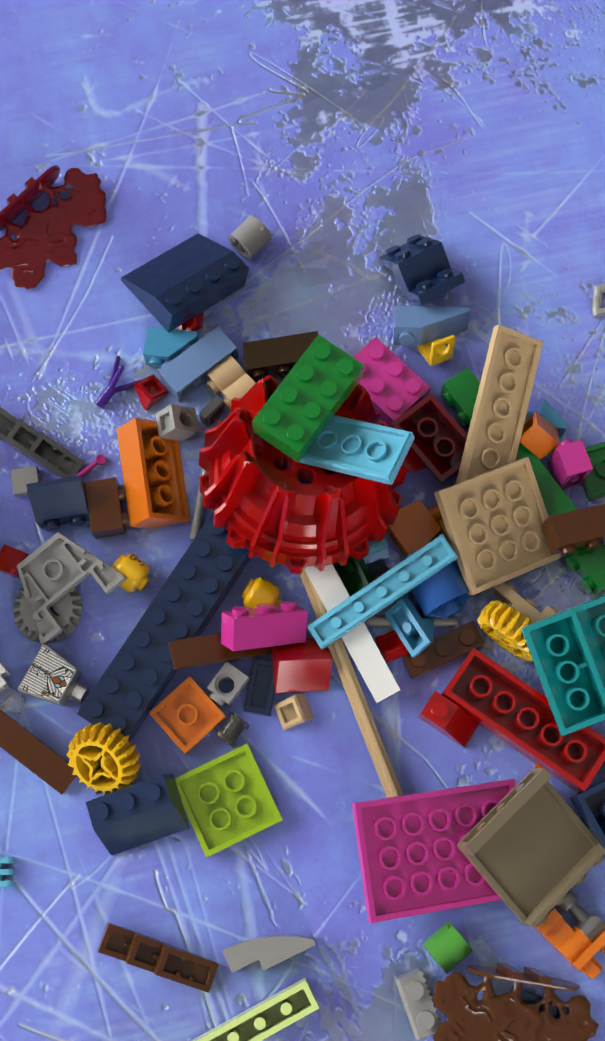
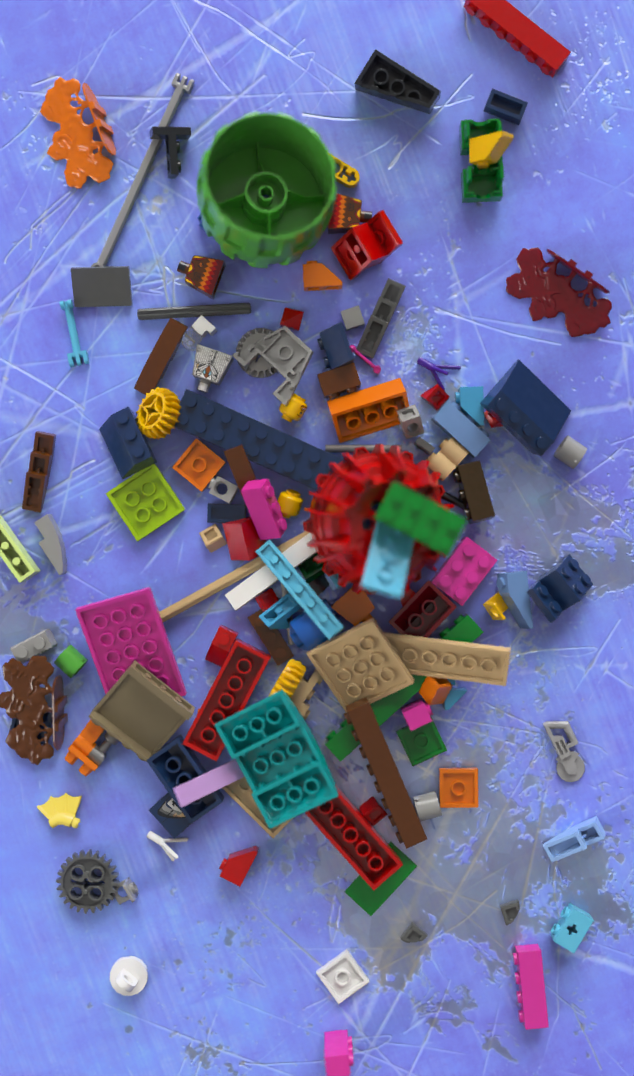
camera: 80 degrees right, 15 degrees up
(232, 729) = (193, 497): clear smoke bush -> none

